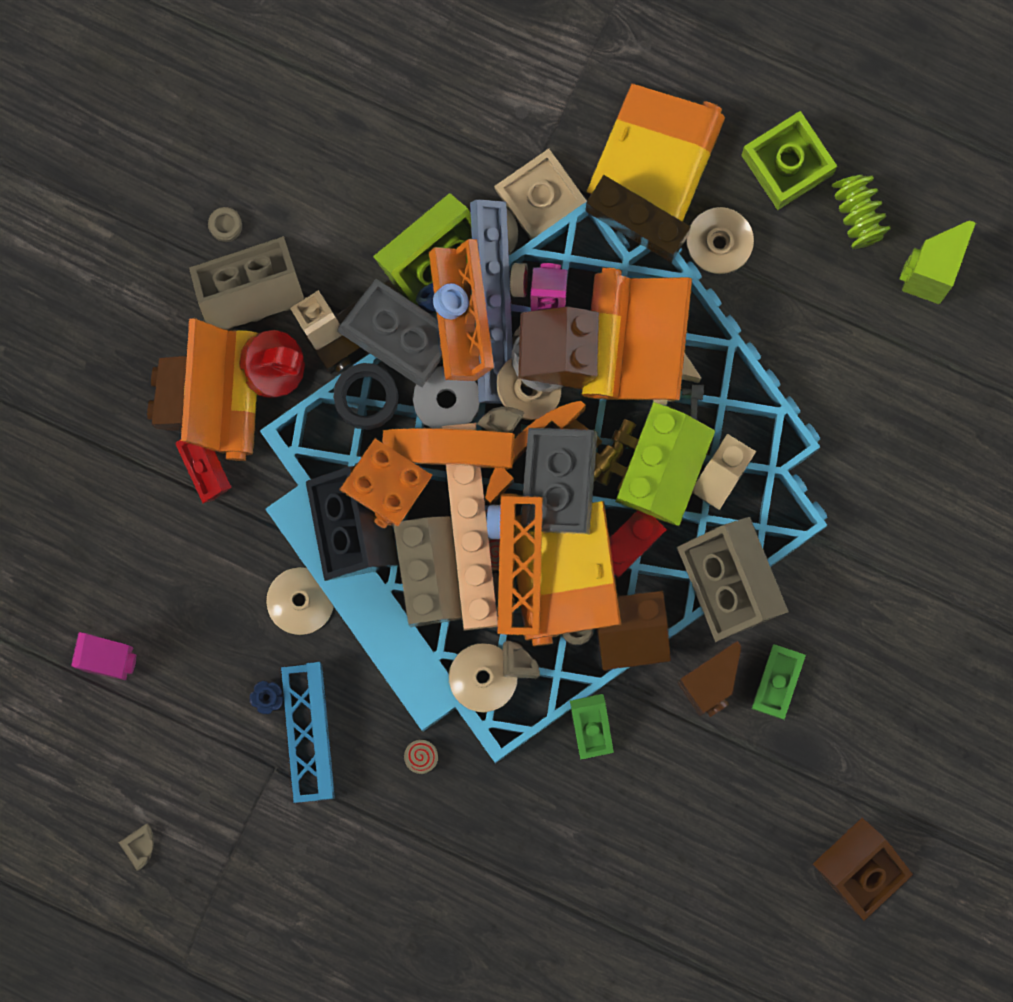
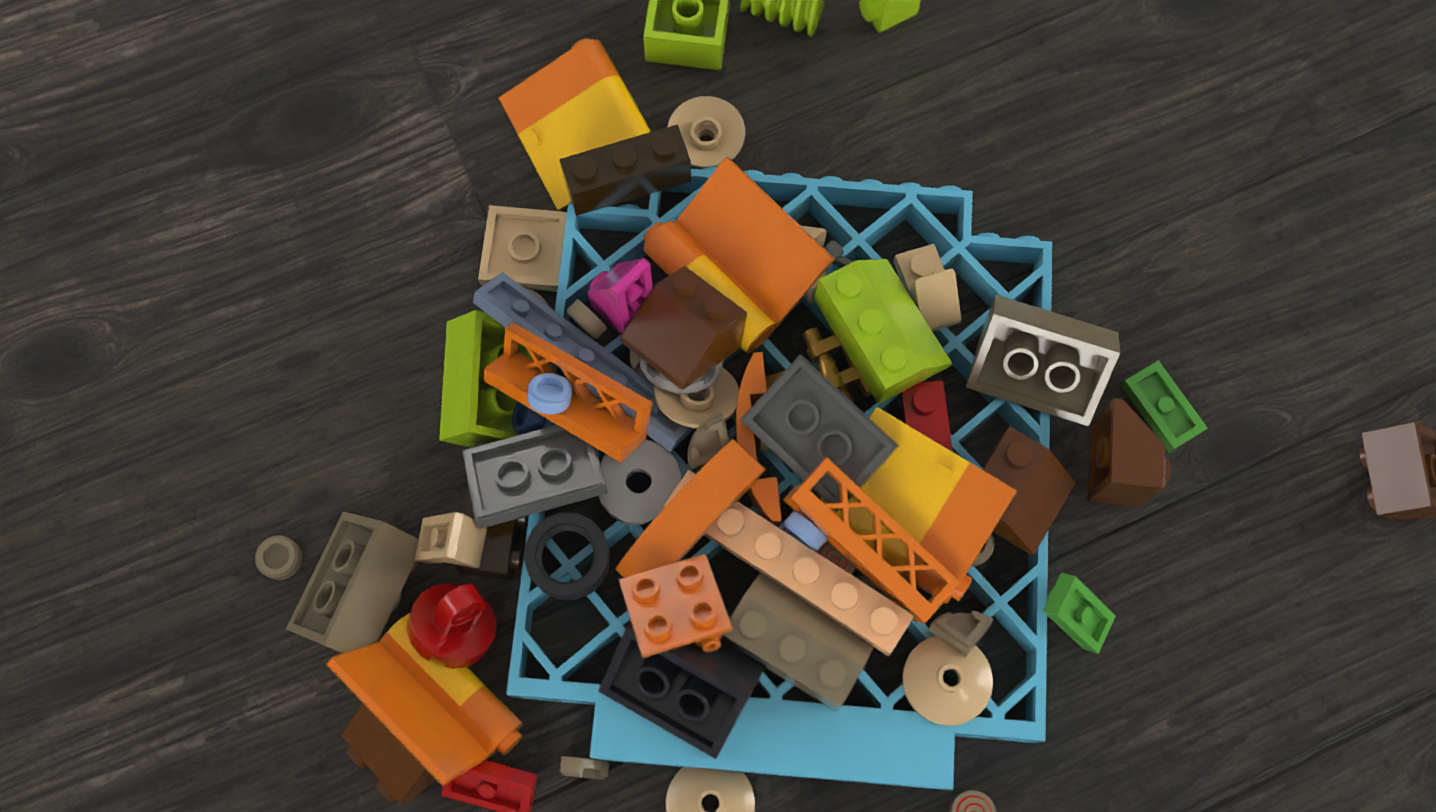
camera: 55 degrees left, 10 degrees down
(258, 511) = (584, 768): none -> dark tan tile

